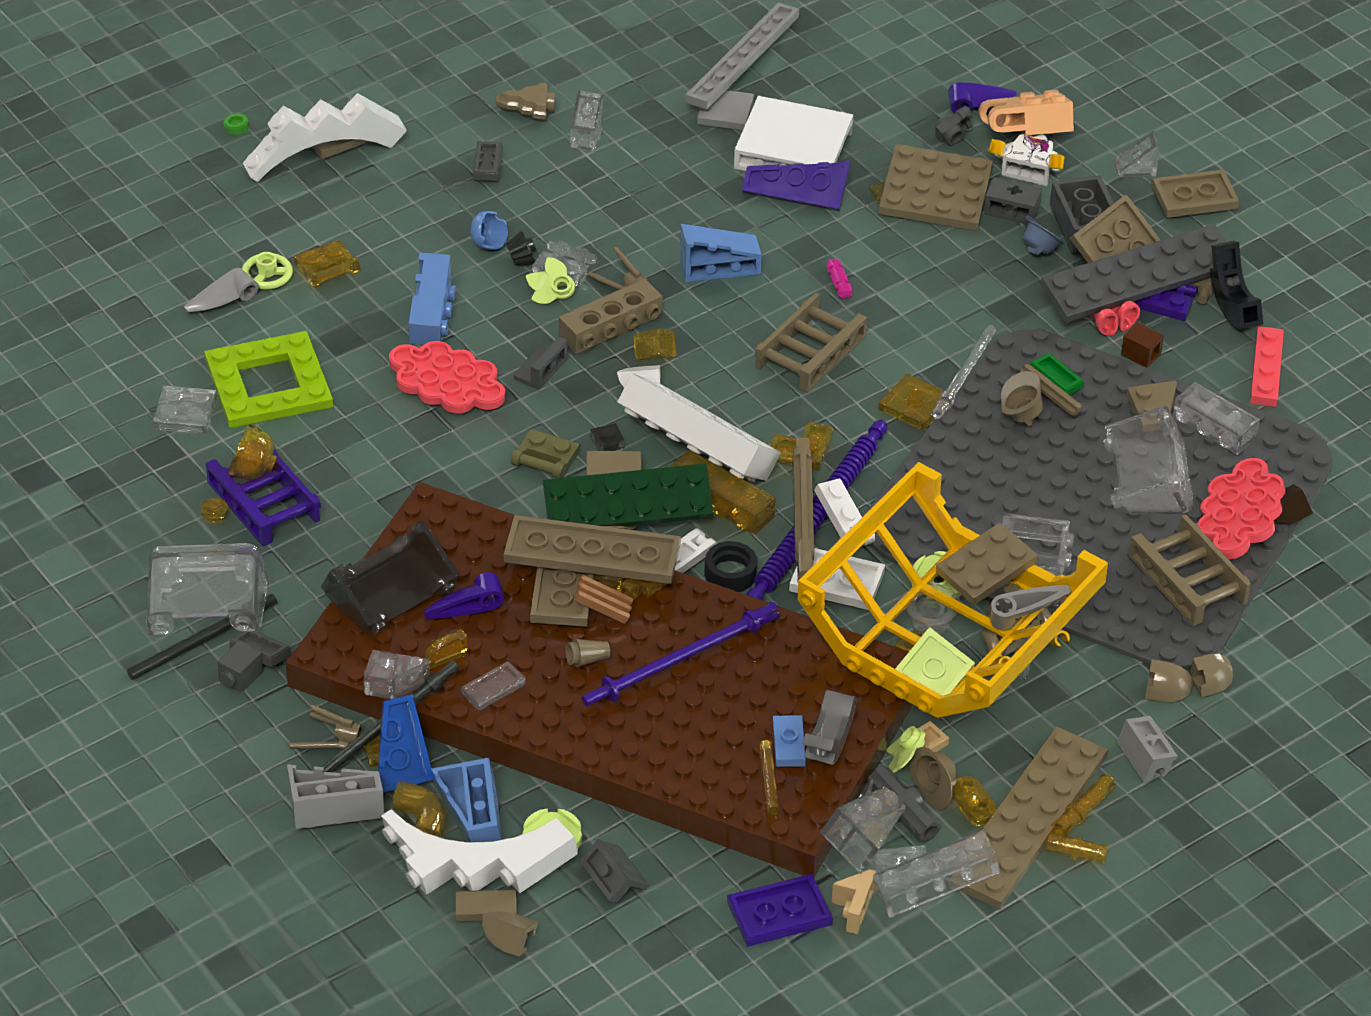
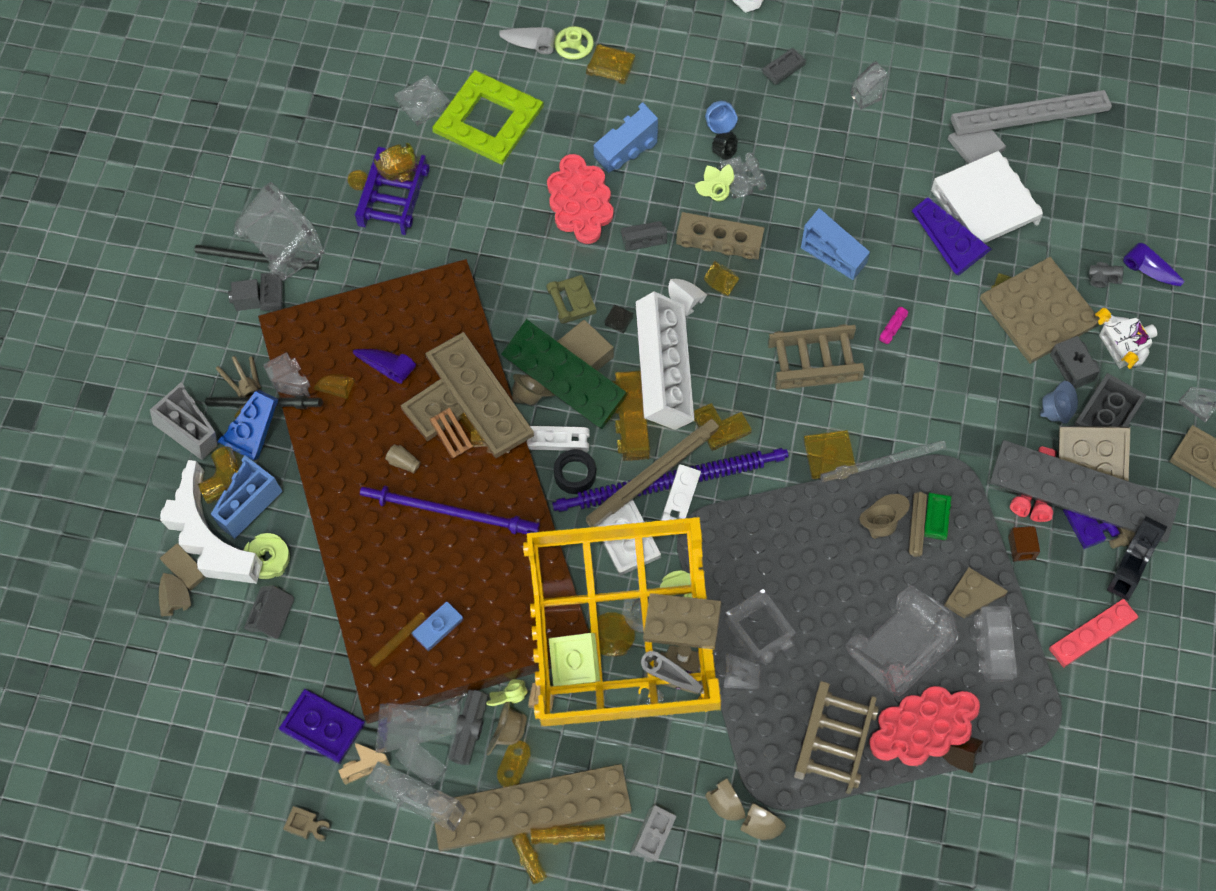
camera: 50 degrees right, 20 degrees up
(391, 579) = (354, 314): clear smoke windscreen -> none
(493, 685) = (332, 433): clear tile -> none
(530, 101) = (860, 43): dark tan rock -> none
(630, 278) = (765, 220): dark tan plant -> none
(831, 728) = (460, 646): dark grey arch -> none
(868, 983) = (303, 823): none -> dark tan plate
(1029, 113) = (1161, 307): light nougat brick -> none

